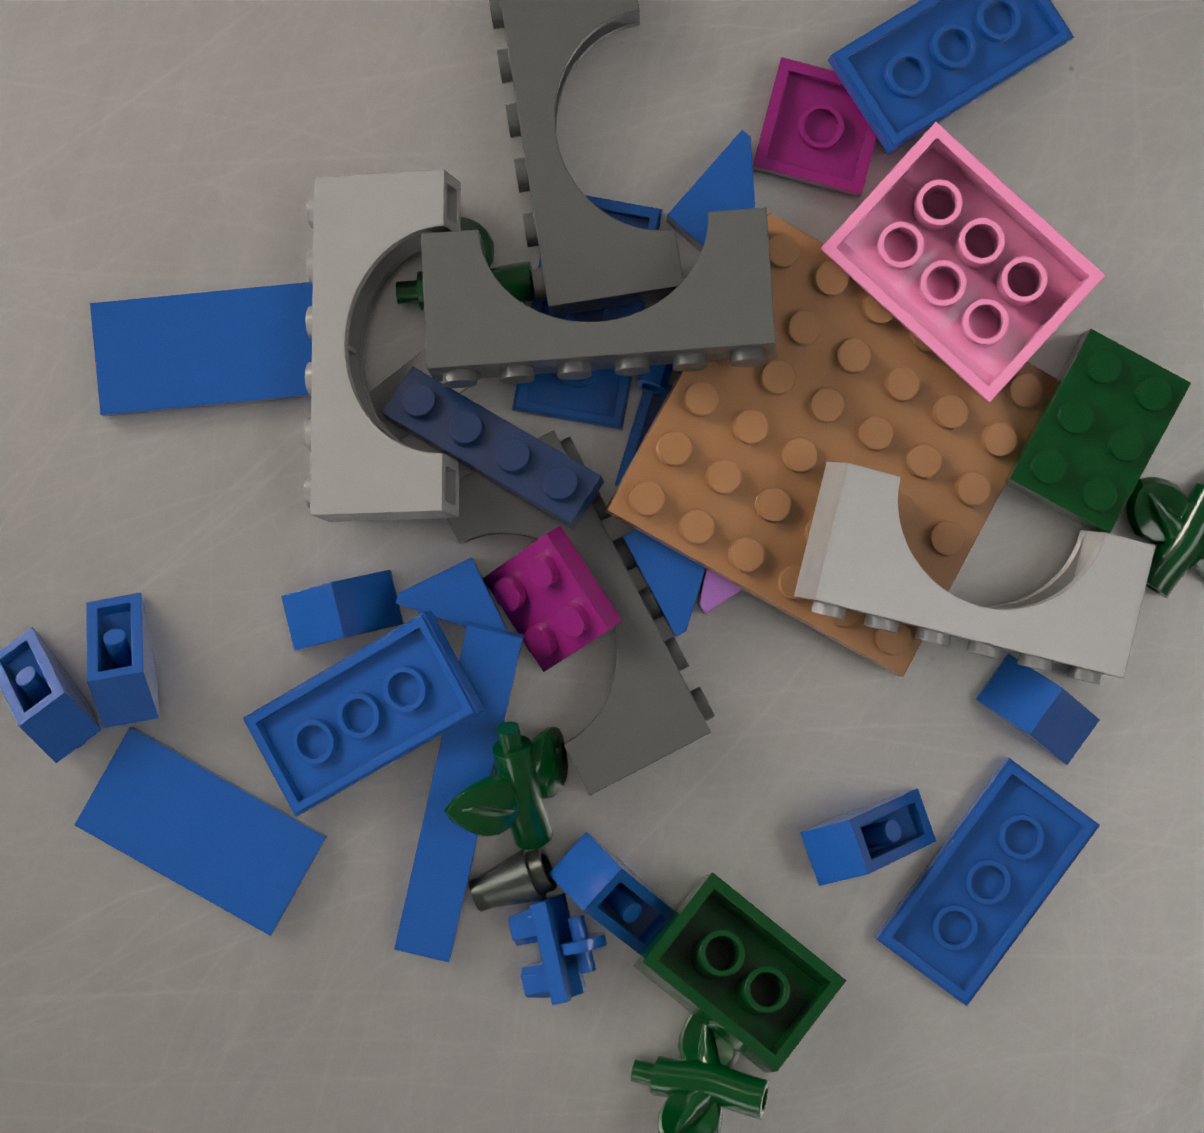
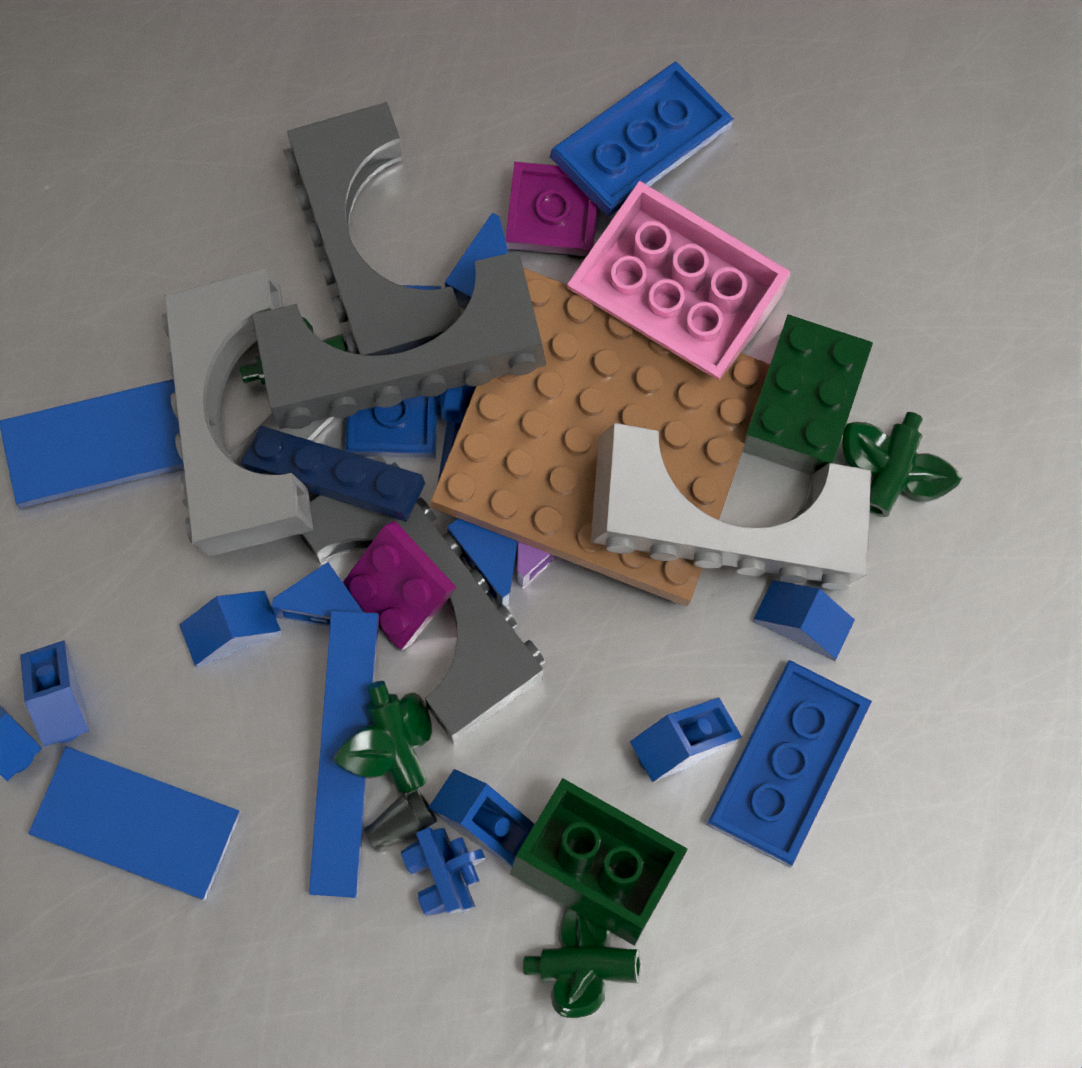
camera: 15 degrees left, 15 degrees down
(363, 713) = (256, 700): blue tile -> none

